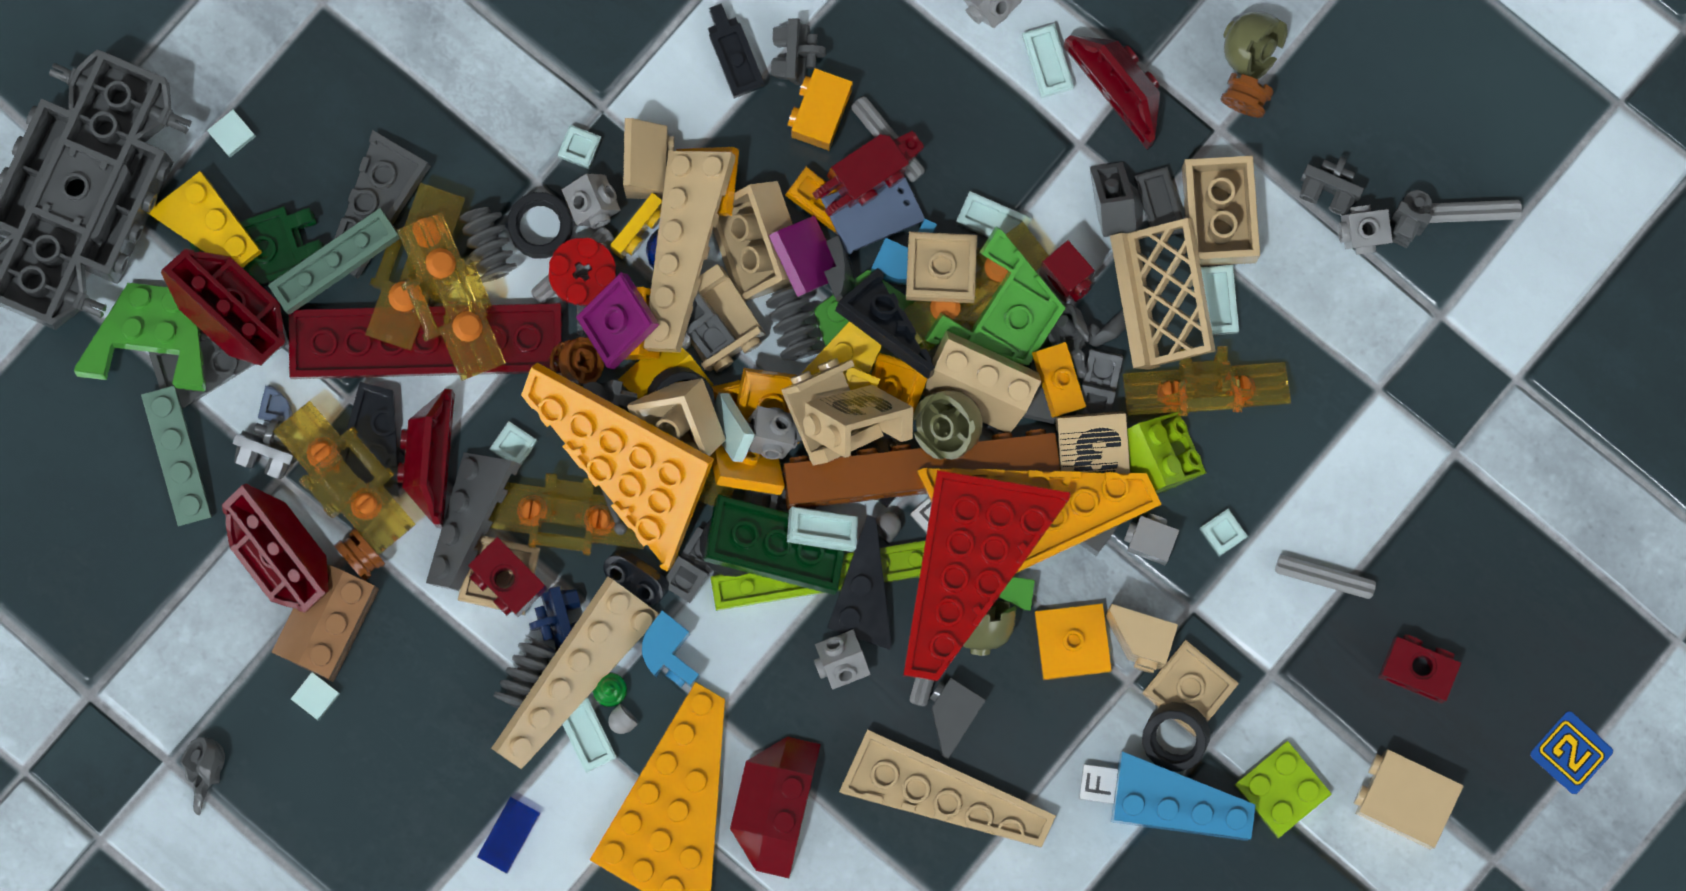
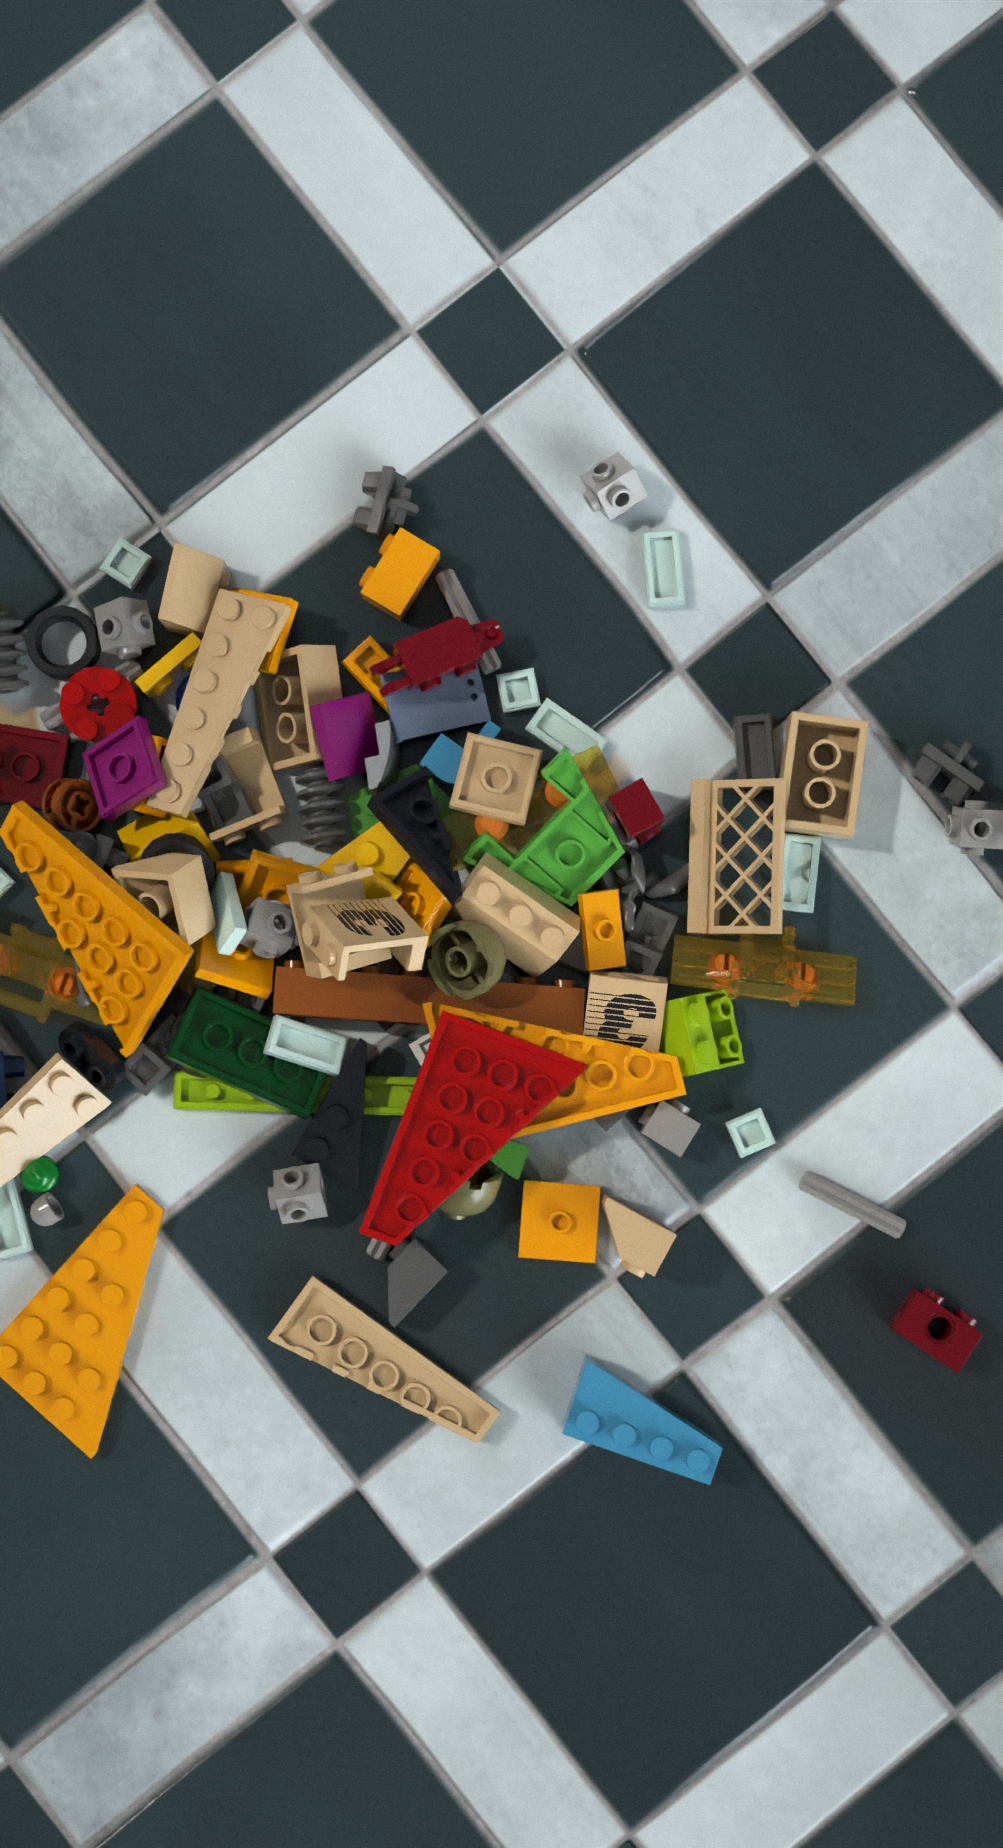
camera: 10 degrees right, 5 degrees up
(659, 649) = (102, 1139): dark azure brick -> none
(734, 53) = (316, 492): black hinge -> none
(774, 804) = (195, 1335): dark red wedge -> none
(888, 526) = (381, 1053): light grey hinge -> none
(943, 190) = (518, 690): none -> light aqua tile
(1098, 784) = (555, 1384): white tile -> none
(1113, 199) = (704, 738): dark grey slope -> none
(1120, 81) = (738, 607): dark red wedge -> none
(1187, 714) = (639, 1375): black tyre -> none
(1191, 680) = (678, 1300): tan plate -> none
(1246, 95) = (876, 651): dark orange wheel -> none
(1252, 42) = (894, 592): olive cylinder -> none
(1283, 789) = (757, 1430): lime plate -> none
(1407, 798) = (892, 1470): tan brick -> none

